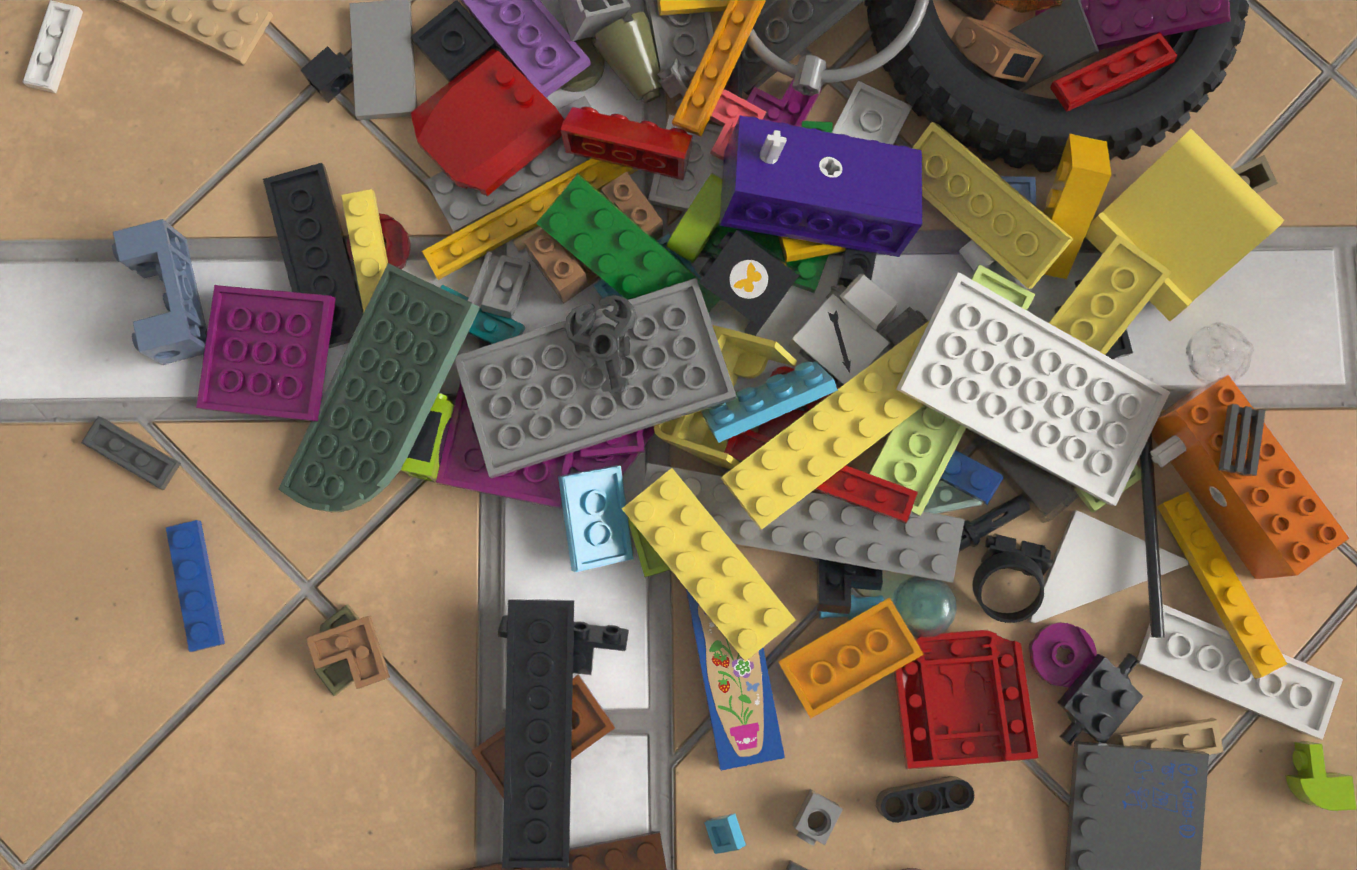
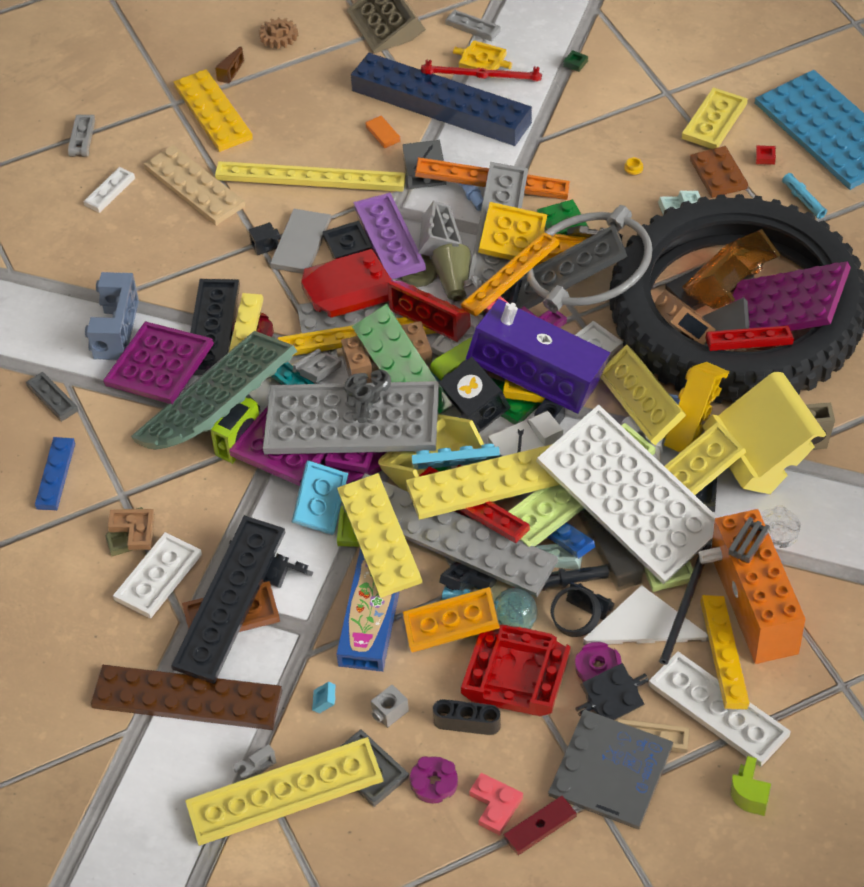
camera: 25 degrees right, 30 degrees down
(416, 713) = (157, 575): none -> white plate

